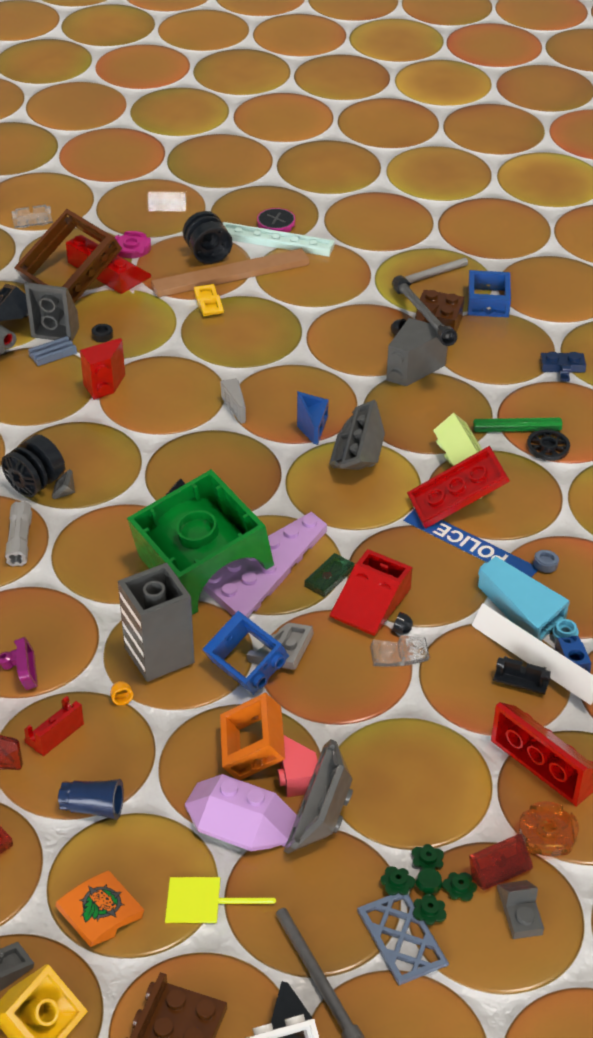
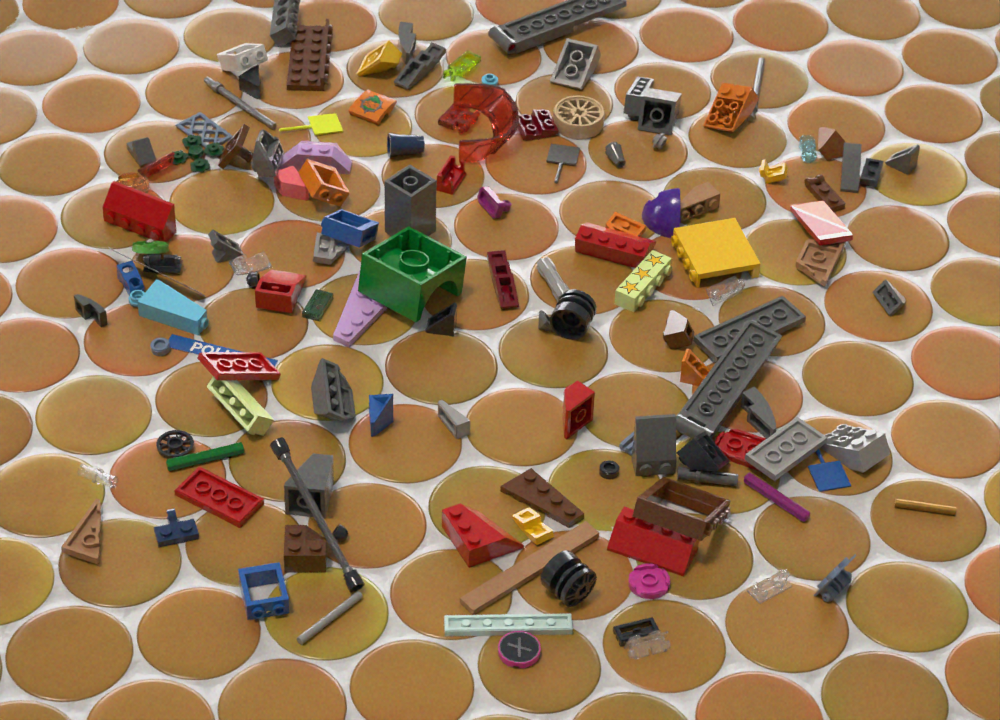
camera: 160 degrees right, 0 degrees up
(80, 552) = (502, 279): none -> dark red slope
(168, 214) = (636, 627): none -> black tile
(184, 323) = (543, 497): none -> reddish brown wing
(264, 297) = (476, 535): none -> red wedge
(367, 847) = (235, 147): none -> reddish brown tile
(429, 674) = (224, 248): none -> dark grey slope
(511, 387) = (219, 497): none -> red tile
(538, 693) = (153, 247): none -> bright green tile

